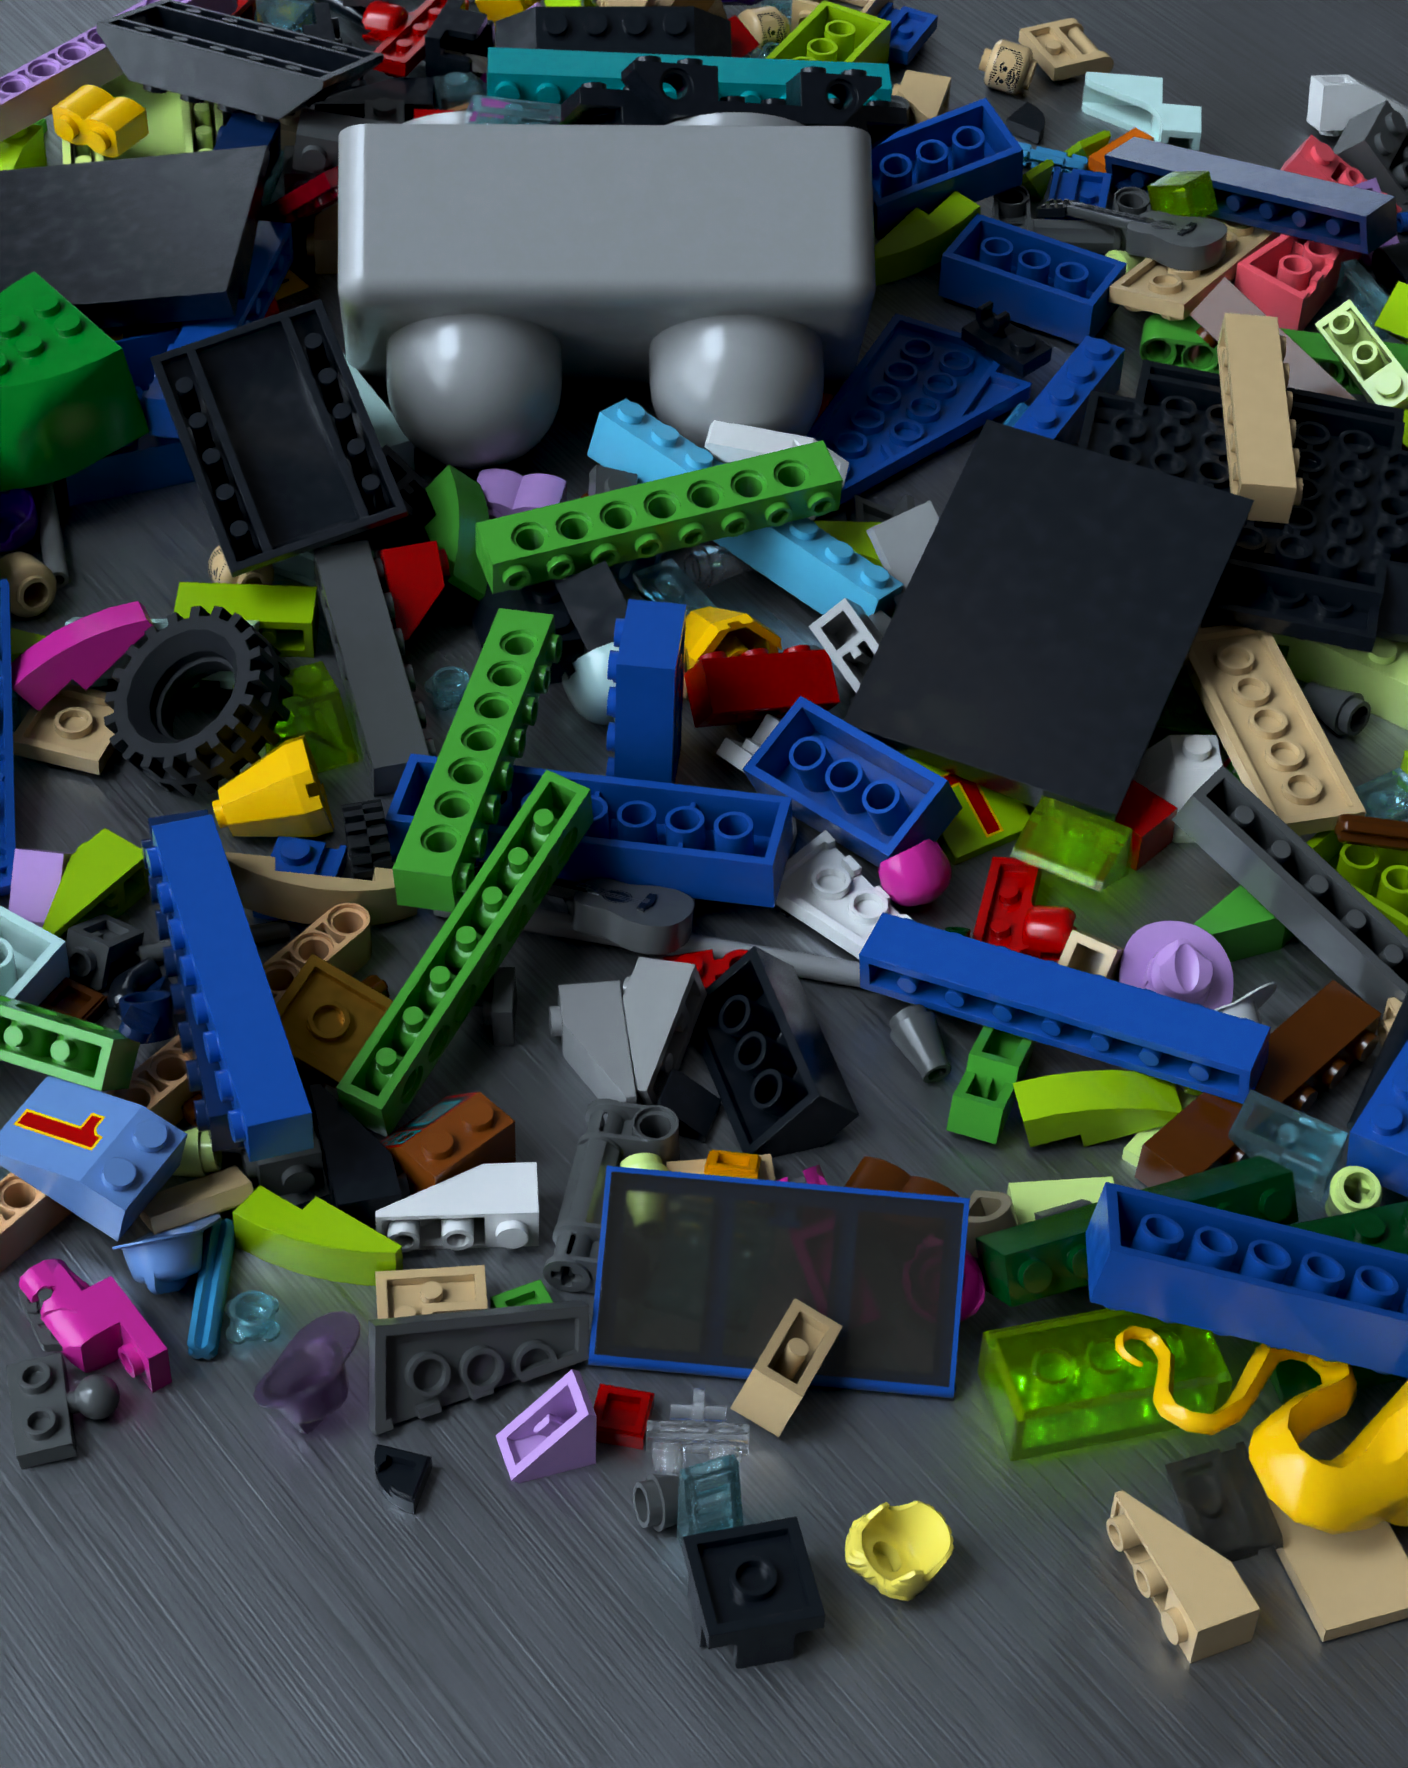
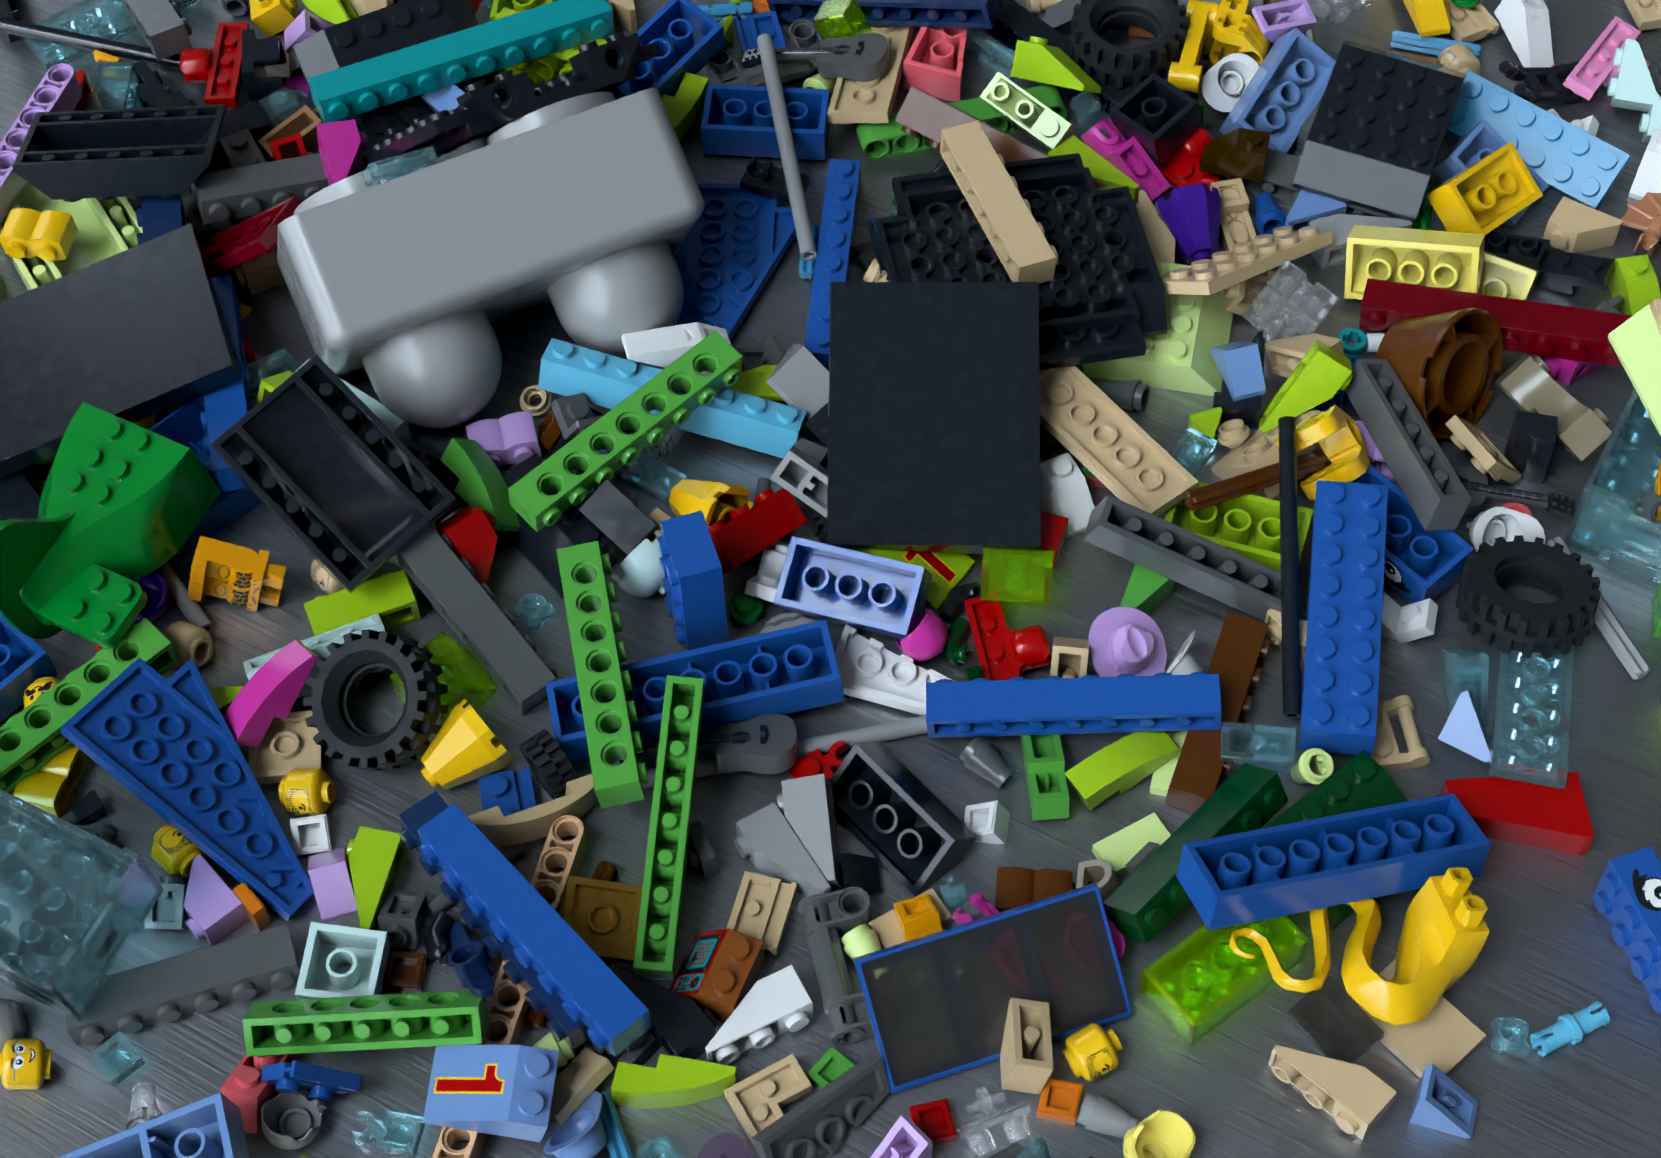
camera: 20 degrees left, 10 degrees up
(50, 825) = (311, 834): none -> white slope
(69, 778) = (307, 791): none -> yellow head
(116, 525) = (235, 574): none -> light orange hips
(543, 1098) = (763, 909): none -> tan plate
(576, 470) = (529, 395): none -> tan plate
(711, 772) = (745, 608): none -> green plate
(792, 1161) = (953, 892): none -> clear light blue plate
(801, 1456) = (1059, 1101): none -> orange tile
(844, 1487) = (1104, 1116): none -> light grey cone
(873, 1411) = (1092, 1052): none -> yellow head
(887, 1112) = (988, 822): none -> white slope
(954, 901) = (954, 648): none -> dark green arm
(980, 858) = (955, 600): none -> black arm
(1036, 301) = (786, 148): none -> light grey piece
(1322, 1656) = (1443, 1104): none -> medium blue slope

